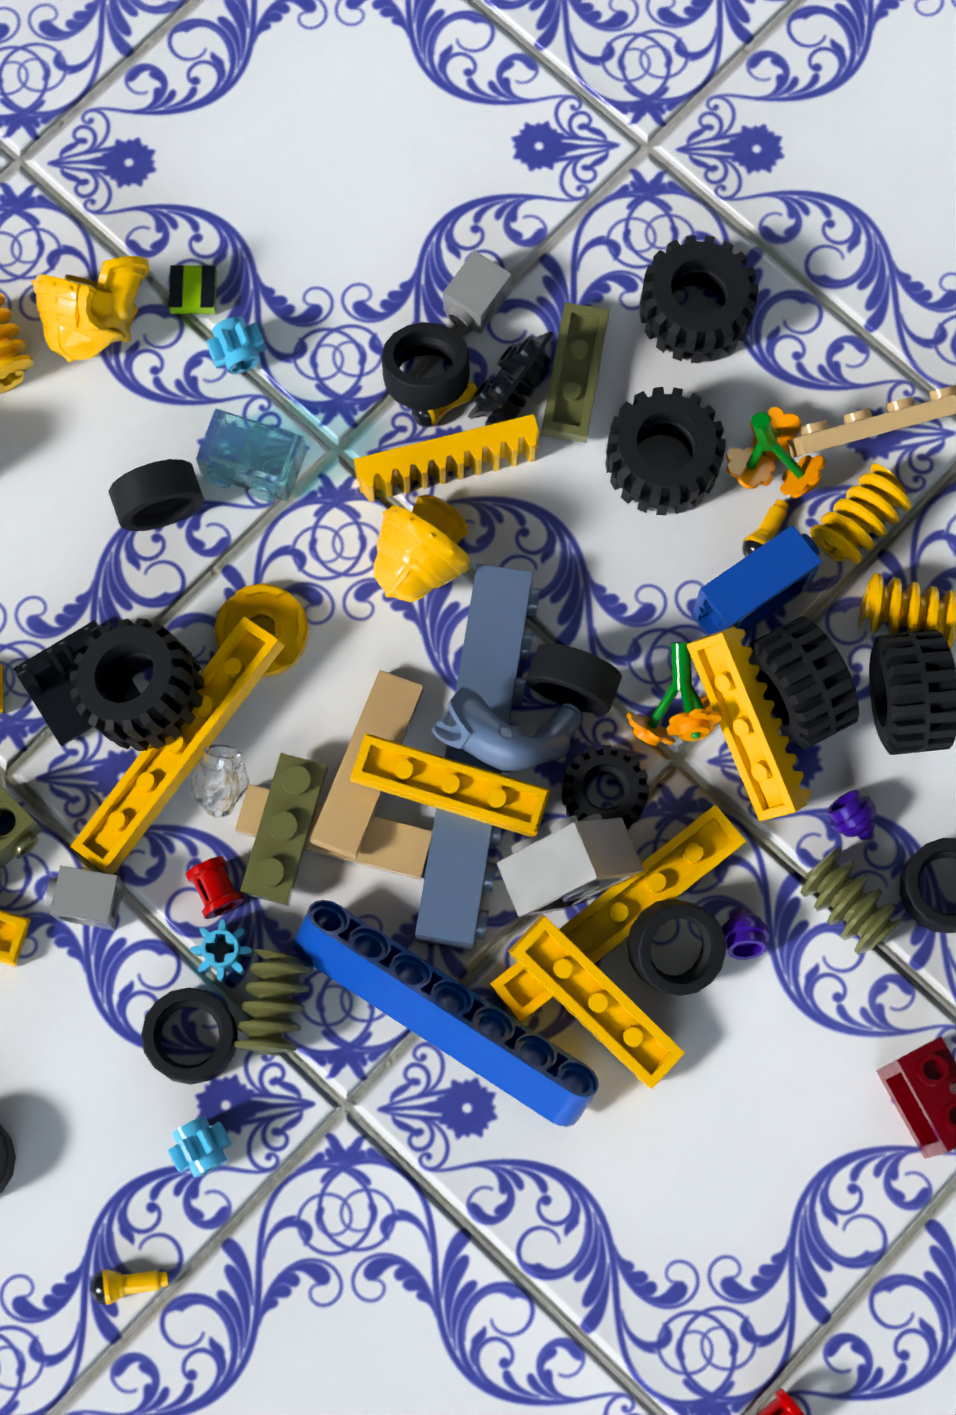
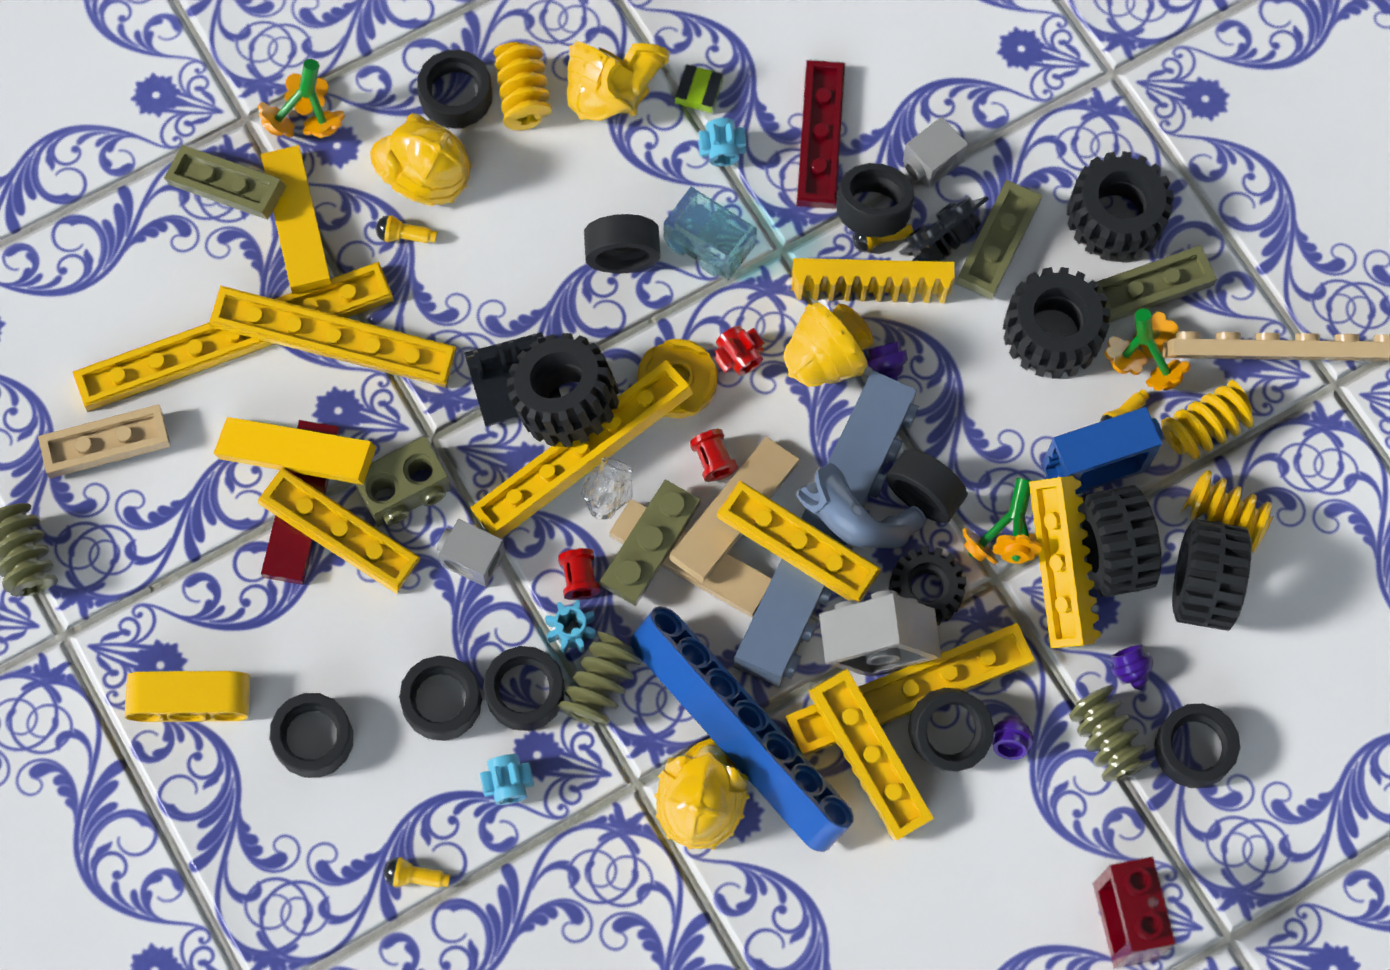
camera: 15 degrees right, 5 degrees down
(70, 1050) = (431, 667): none -> black tyre
(322, 580) = (739, 350): none -> red gear
(326, 708) = (713, 455): none -> red bush
(344, 305) = (820, 134): none -> dark red tile
(422, 1102) = (701, 797): none -> yellow head
(490, 544) = (888, 359): none -> dark purple plate
(761, 374) = (1157, 282): none -> olive plate

